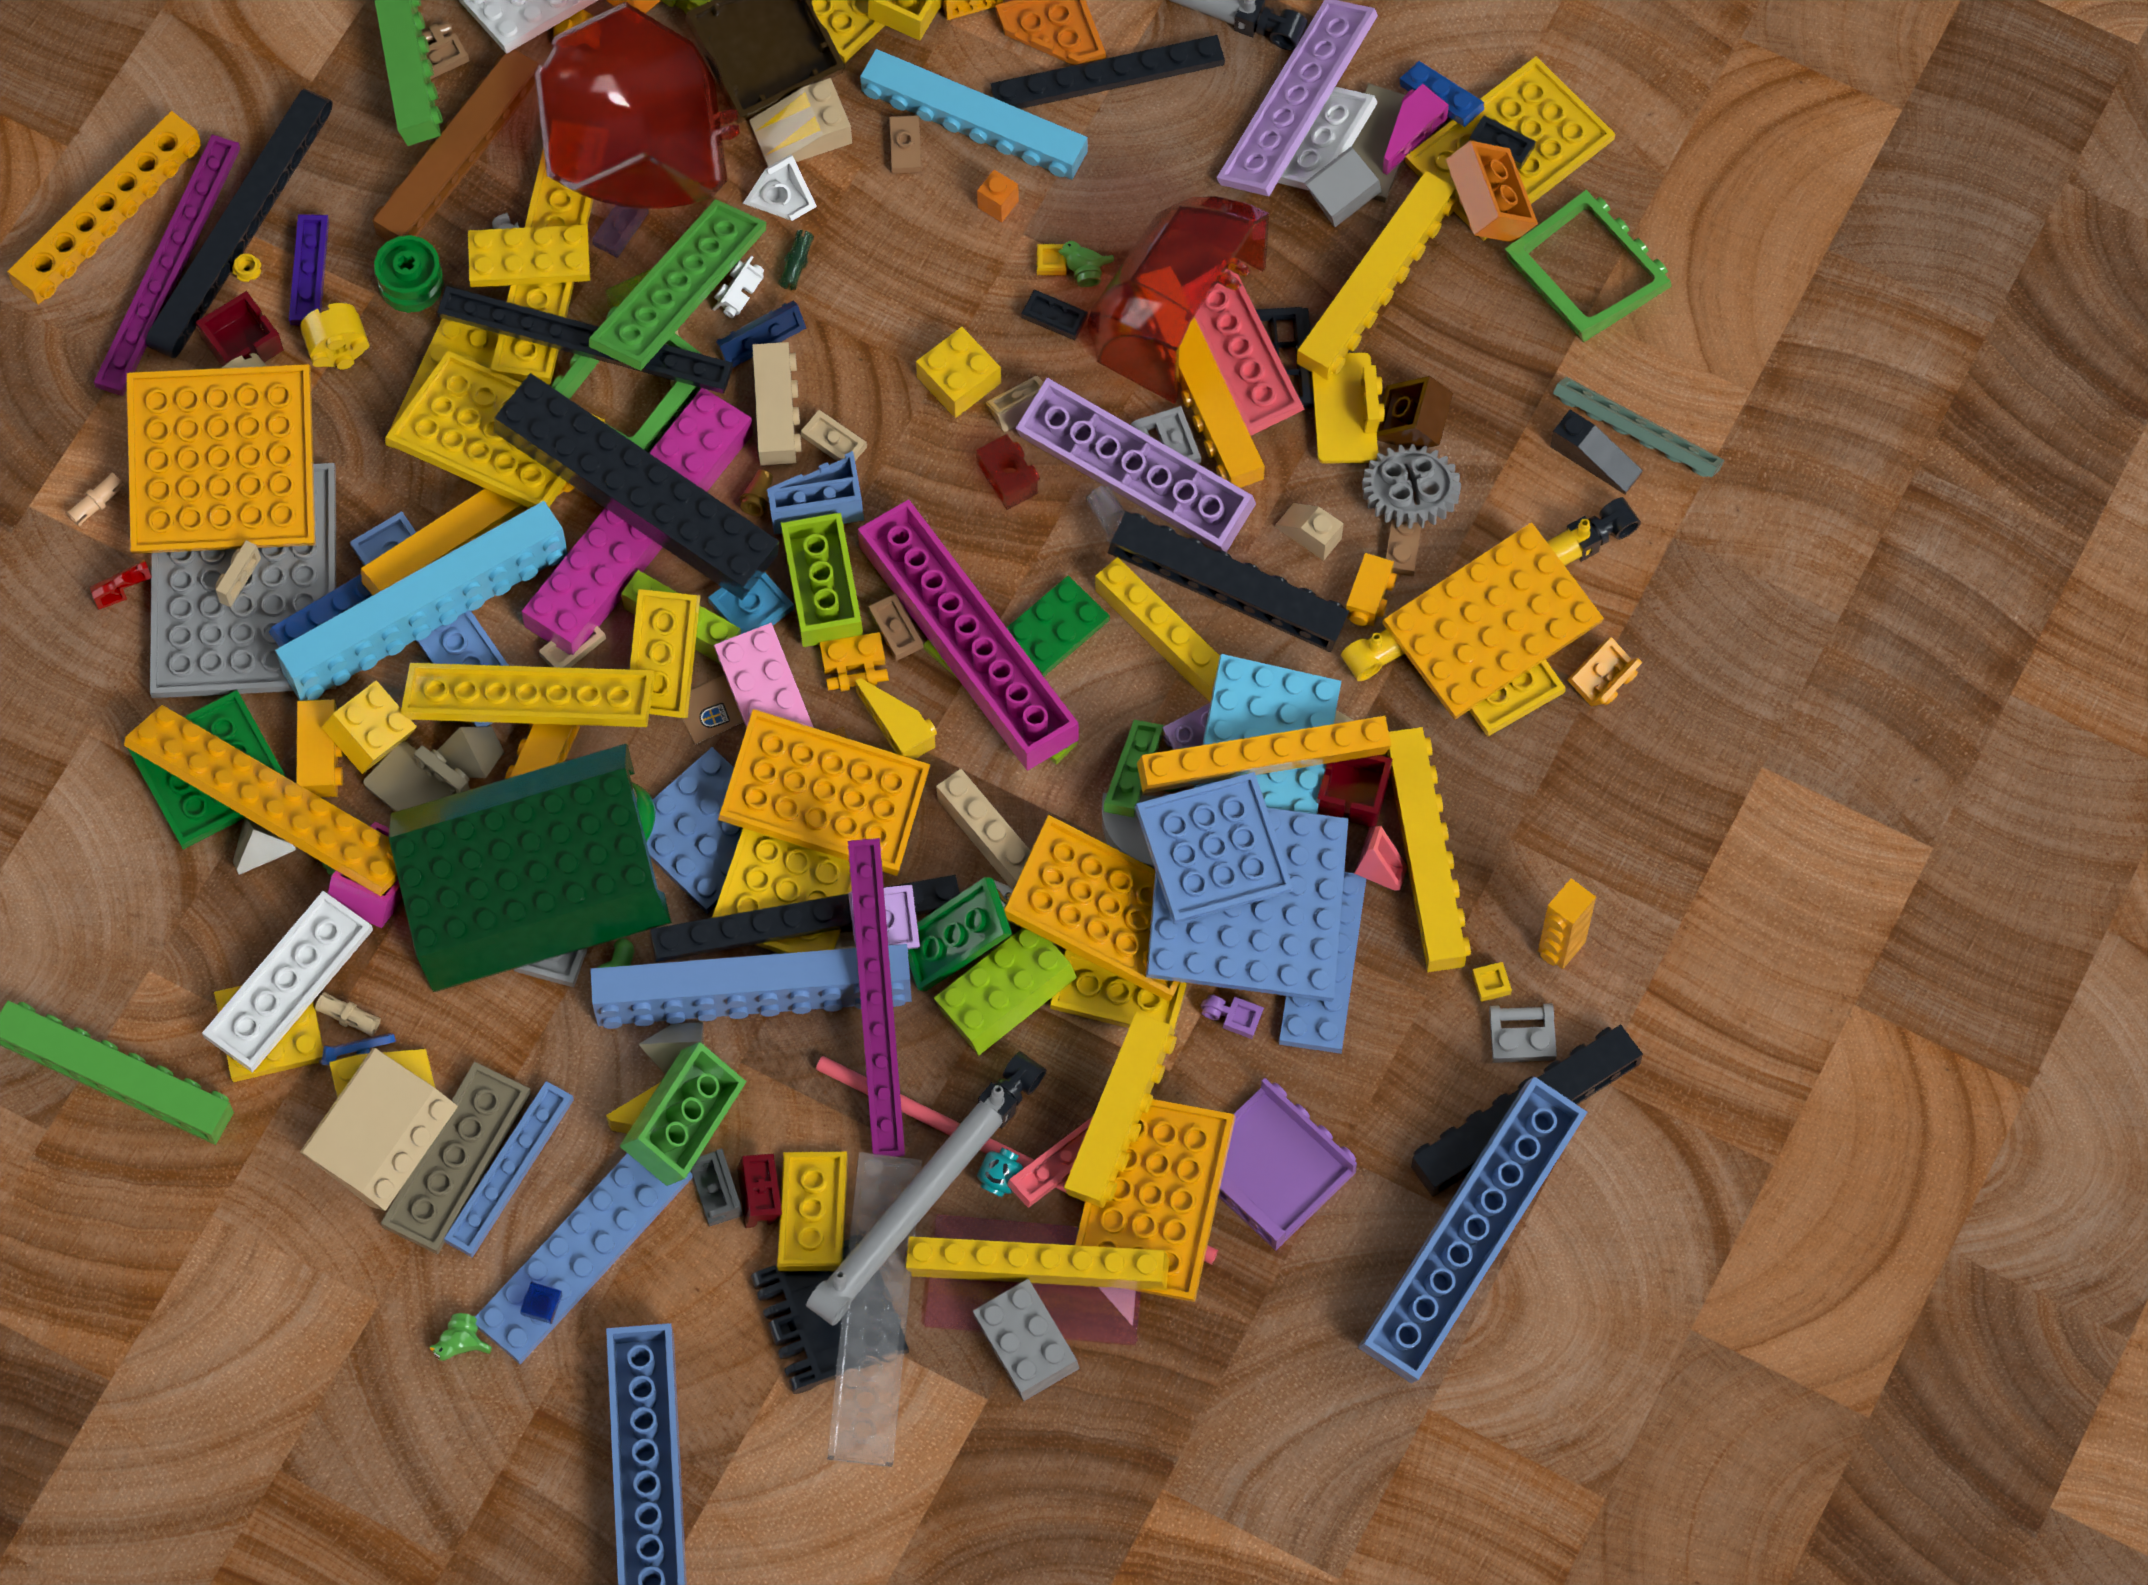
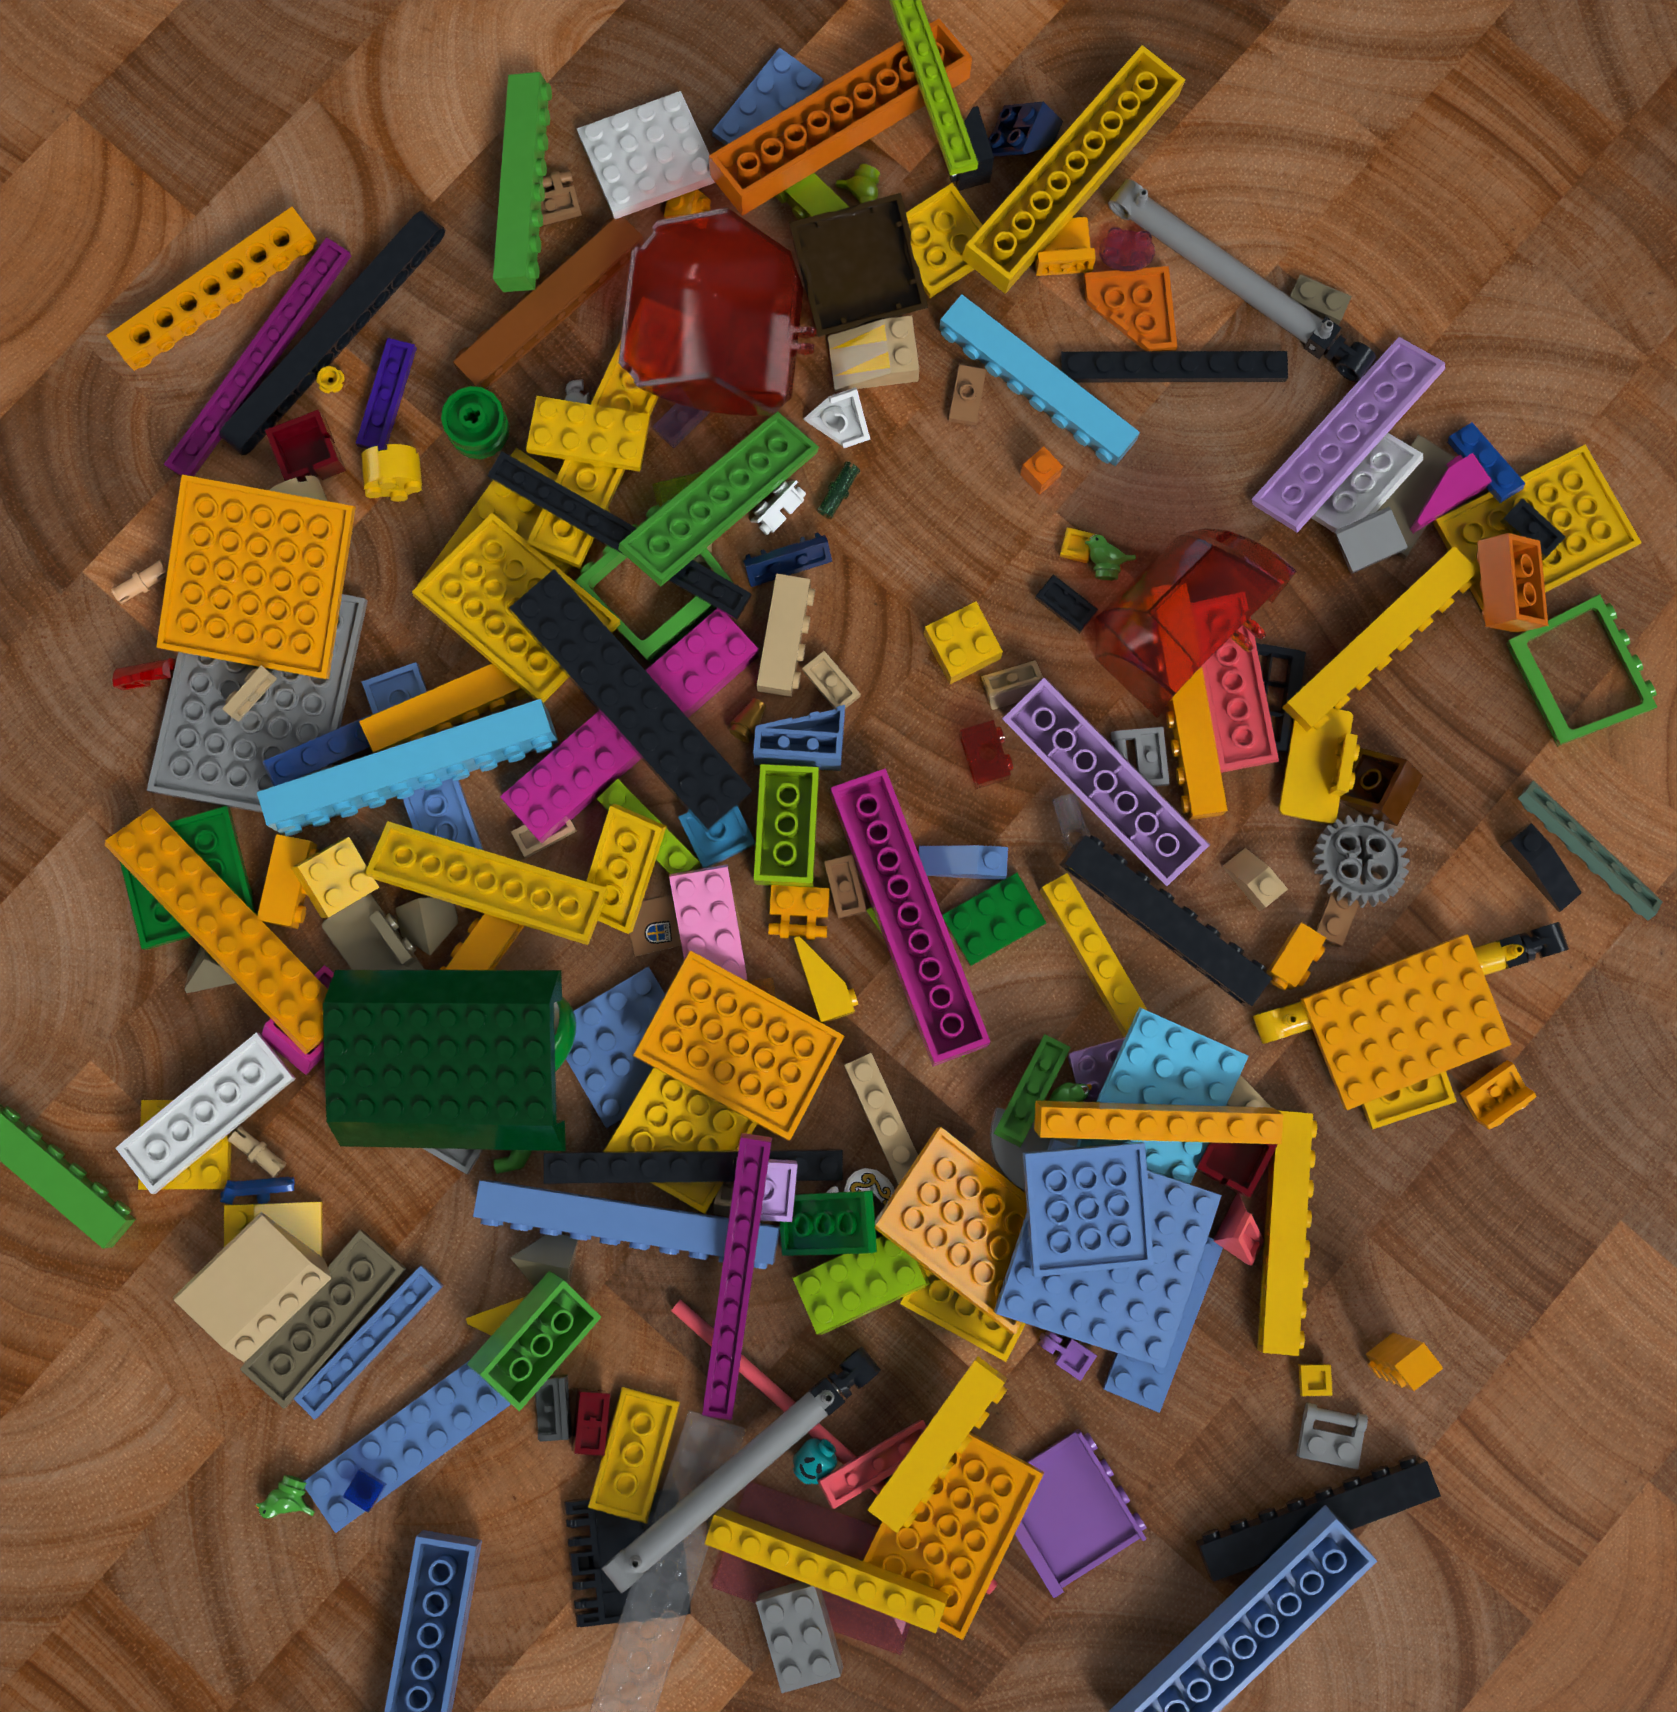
camera: 15 degrees right, 15 degrees up
(1016, 575) = (965, 861): none -> medium blue slope

